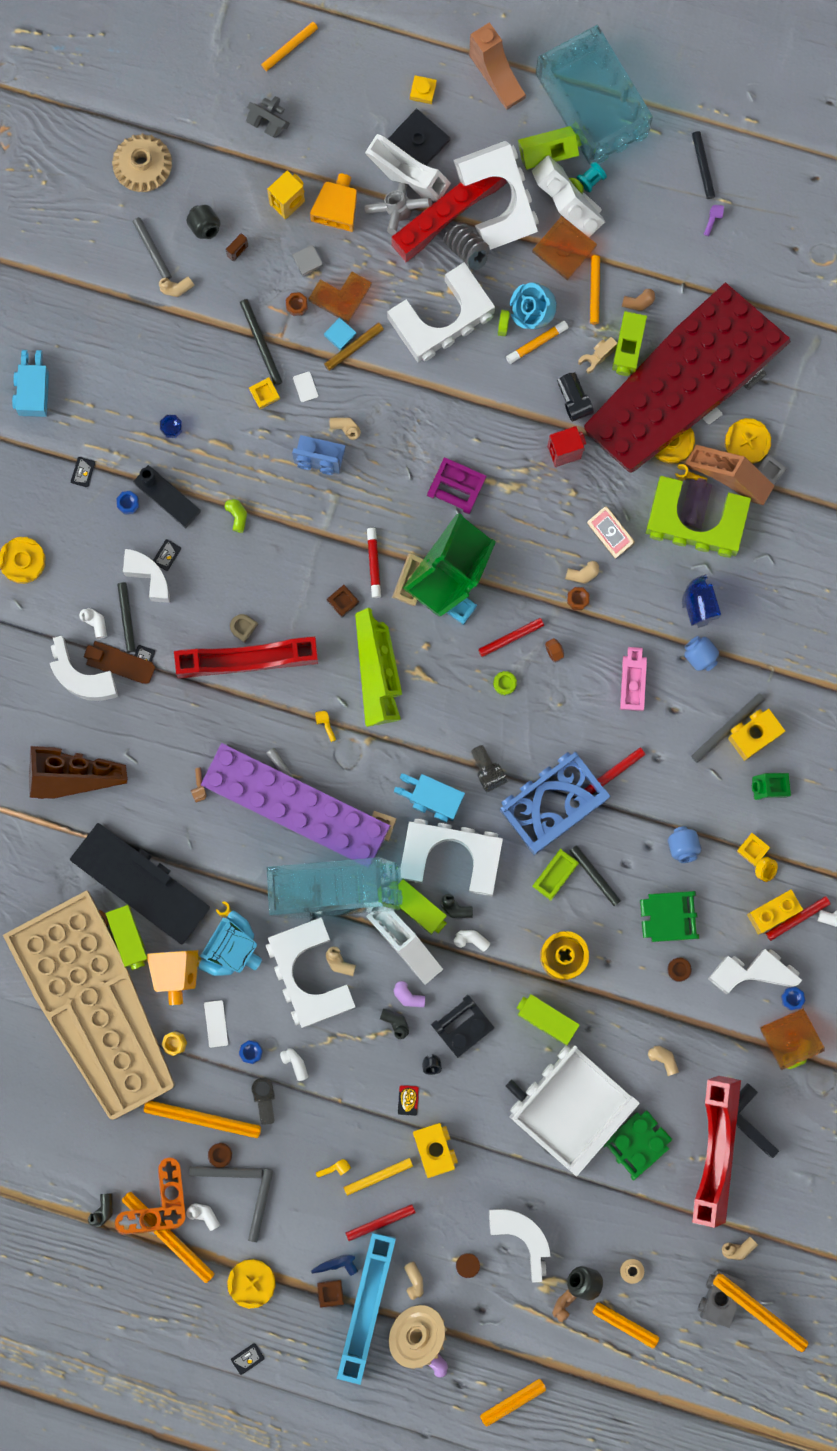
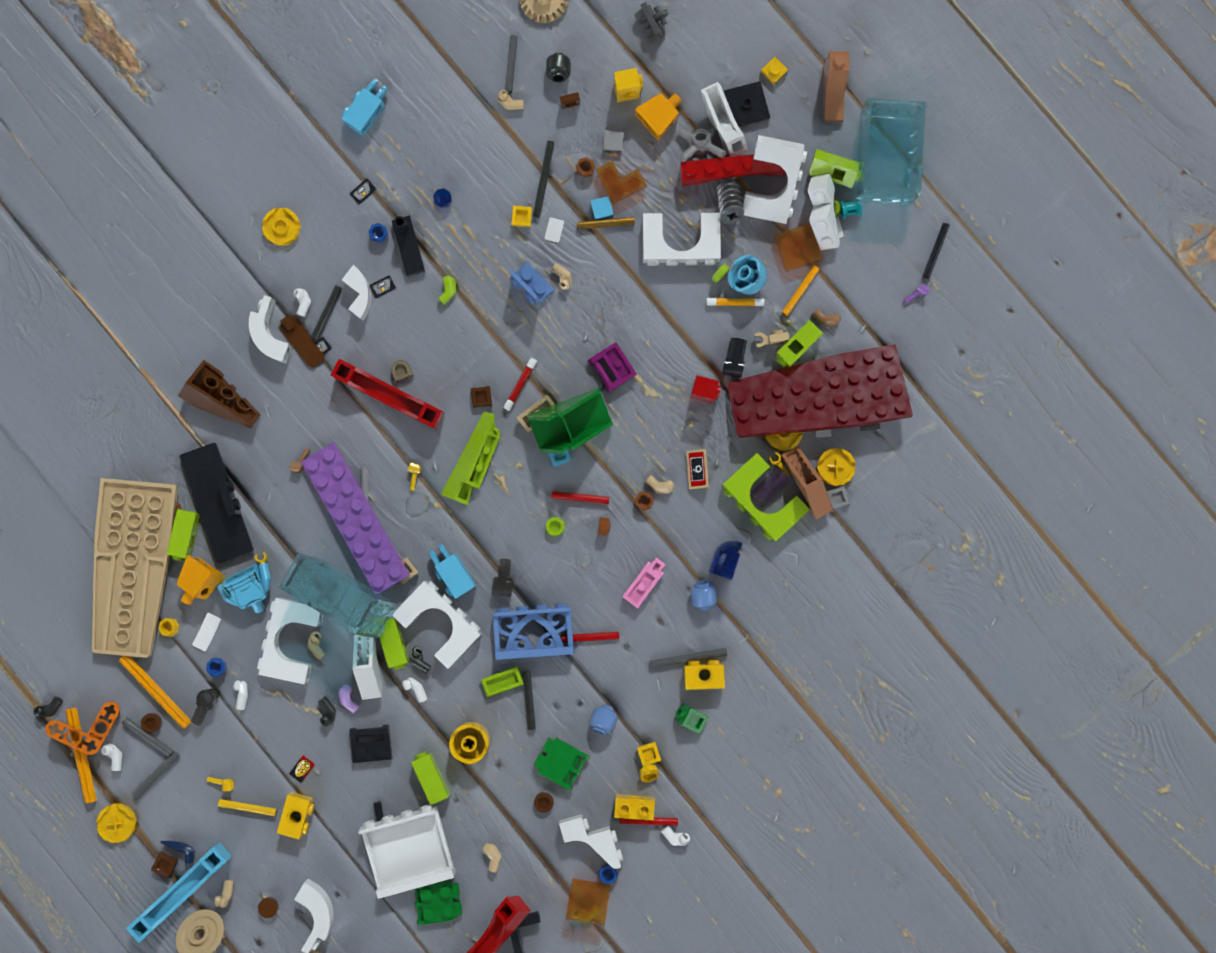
camera: 40 degrees right, 5 degrees up
(247, 1359) = (82, 871): black sticker -> none
(380, 1222) = (228, 839): red bar -> none
(432, 1065) = (331, 756): black hinge -> none

